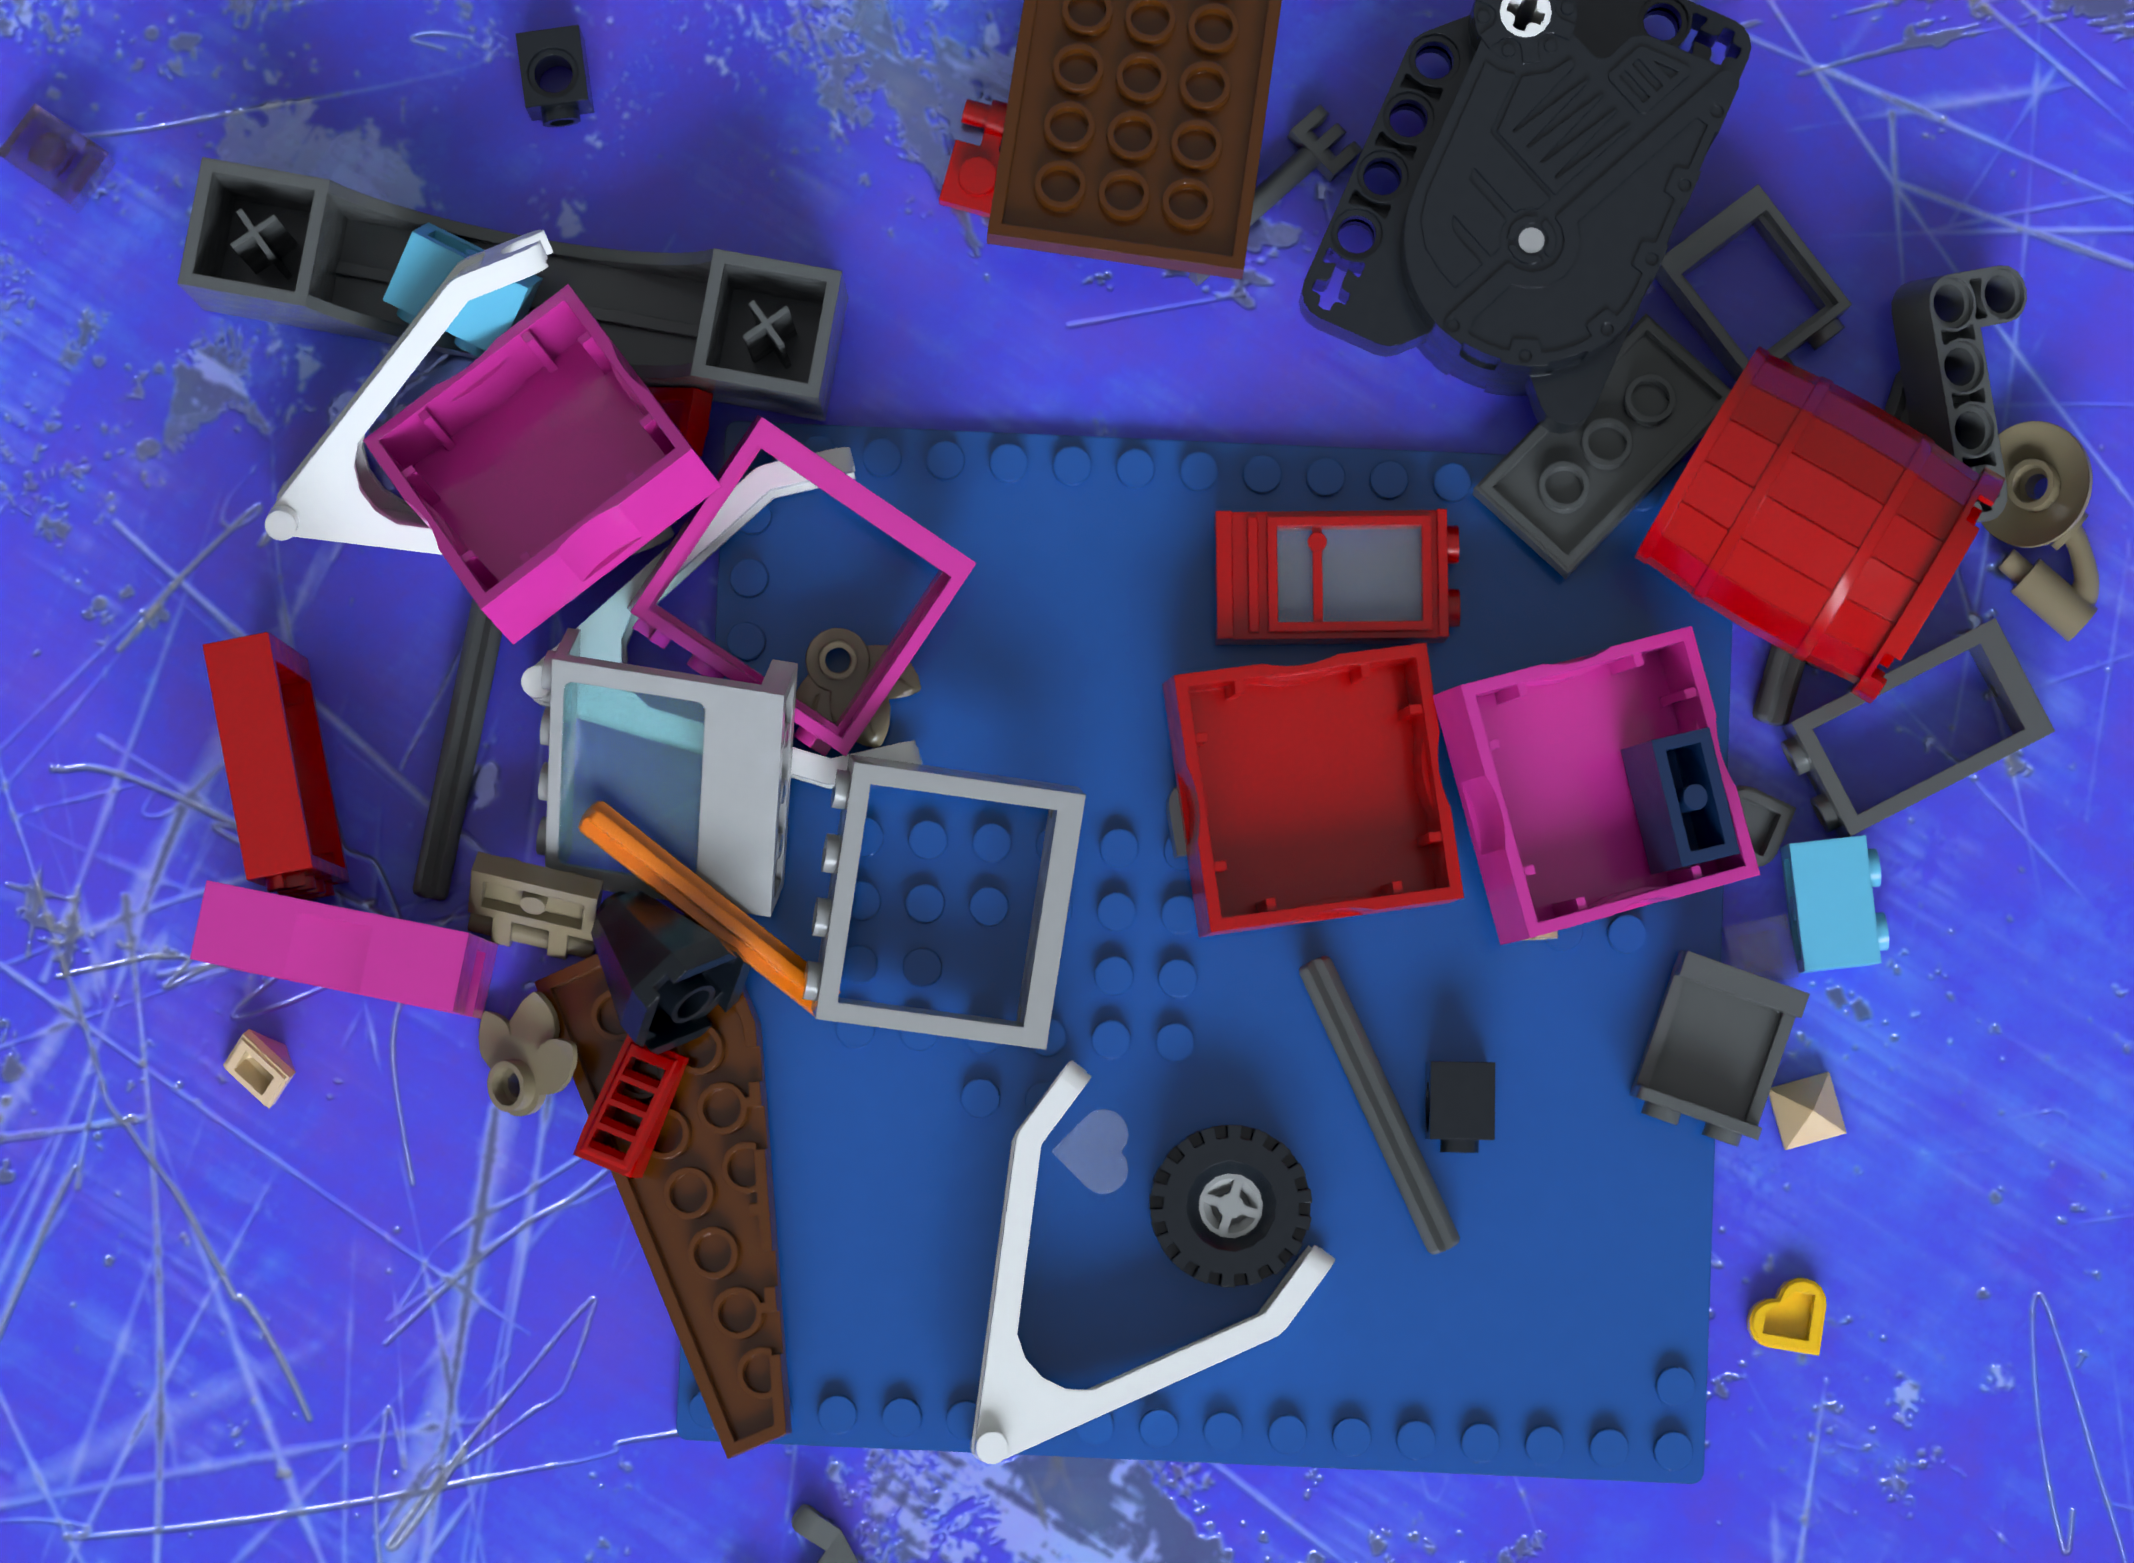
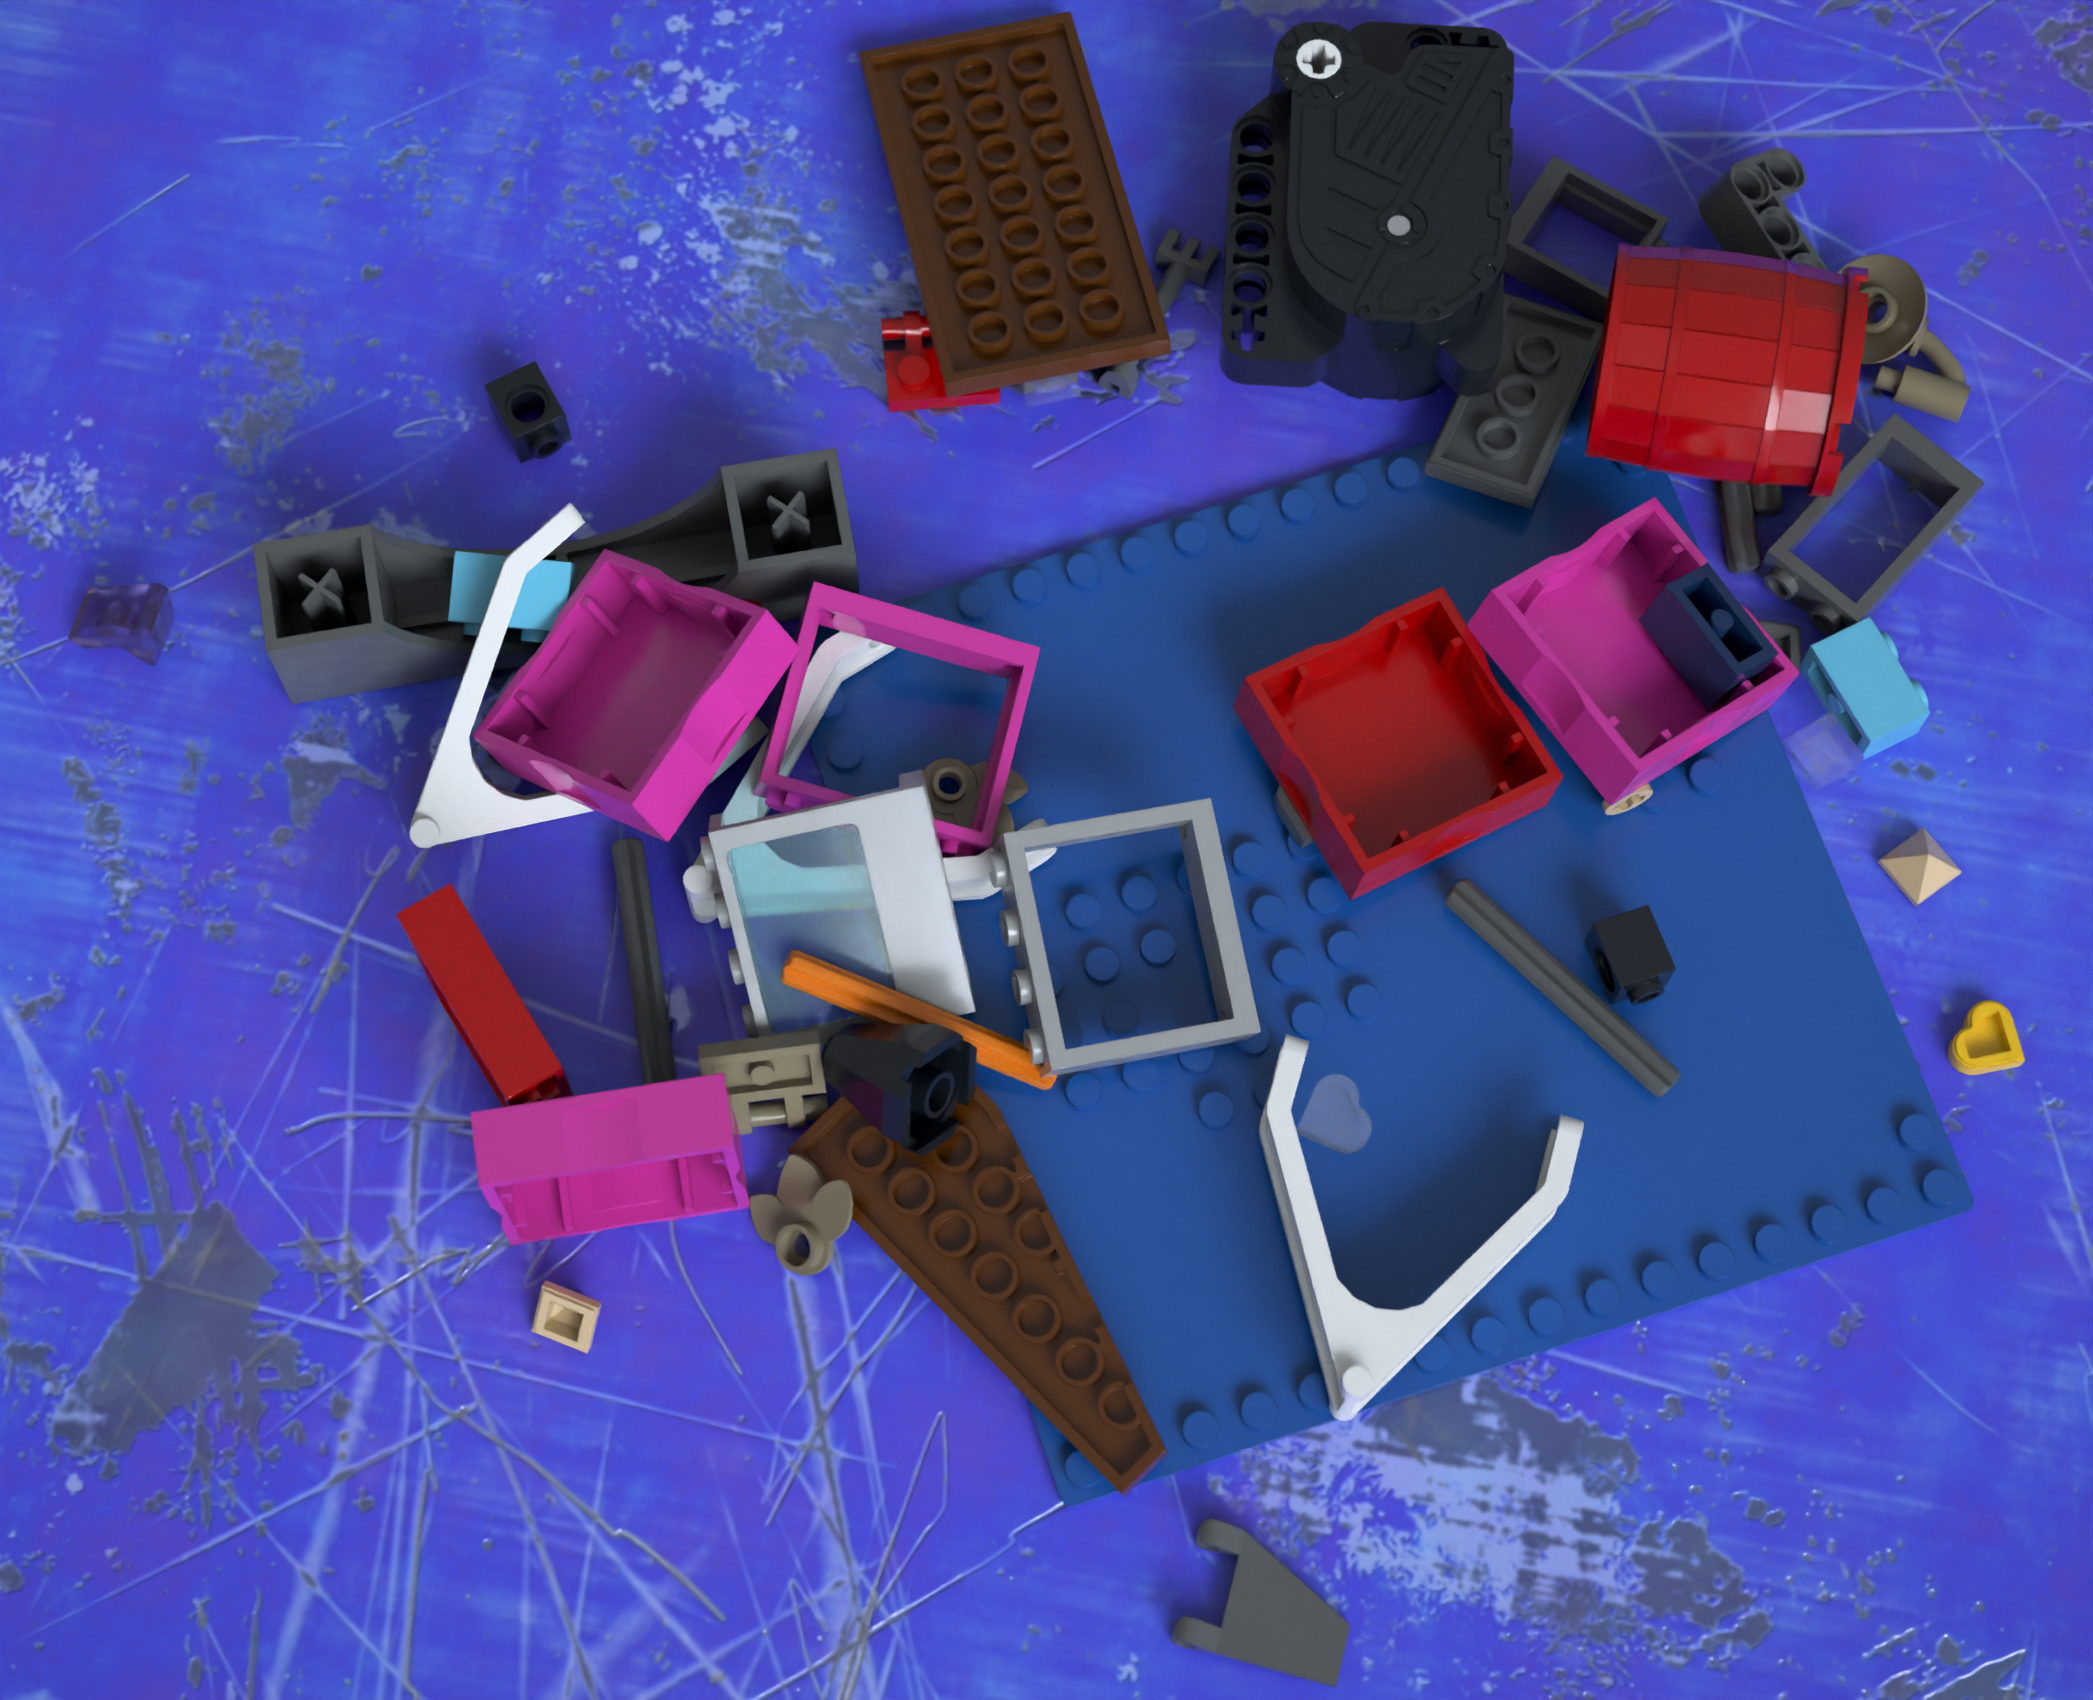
camera: 20 degrees left, 15 degrees down
(601, 1120) = (916, 1266): red slope -> none
(1260, 1215) = (1471, 1083): black wheel -> none
(1335, 577) = (1339, 571): red door -> none
(1716, 1047) = (1823, 831): dark grey panel -> none

